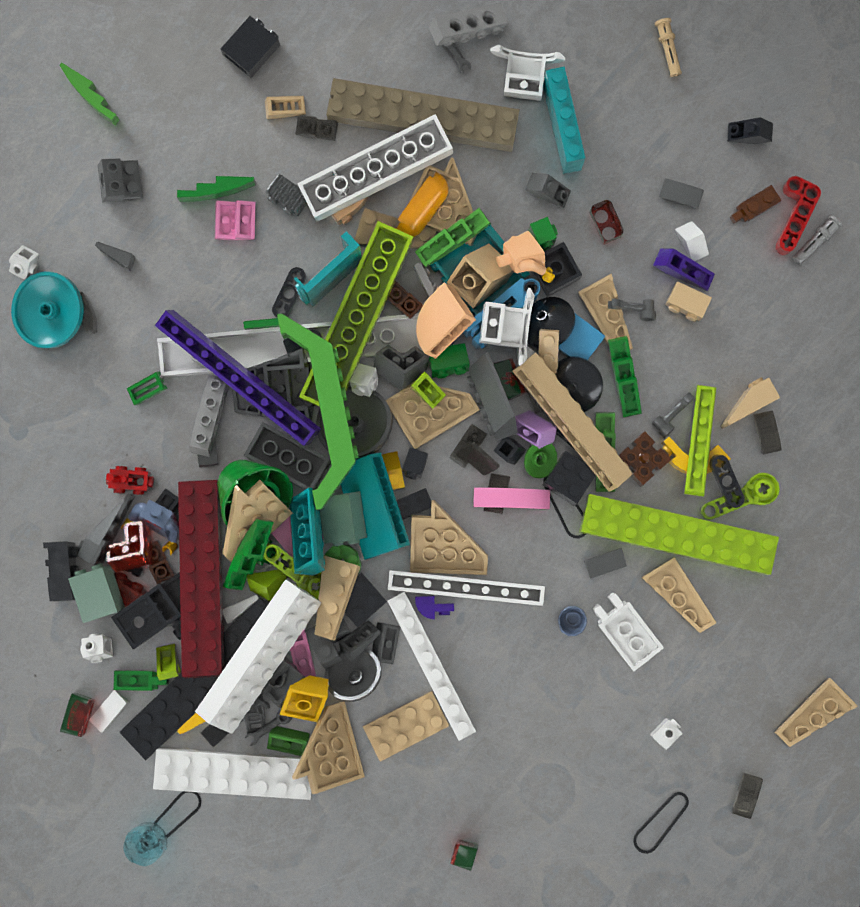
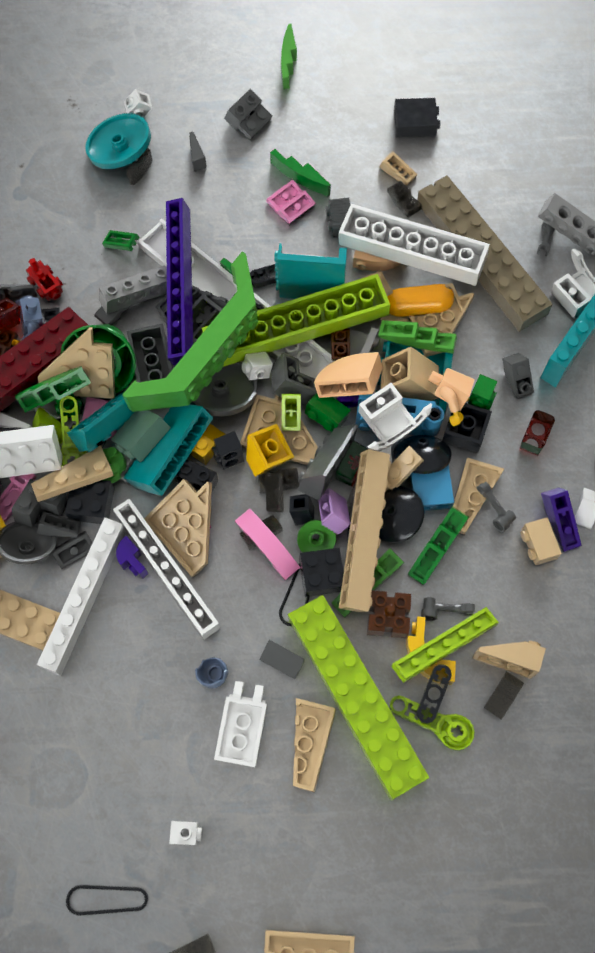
camera: 50 degrees right, 15 degrees down
(442, 434) = (267, 450): none -> yellow slope

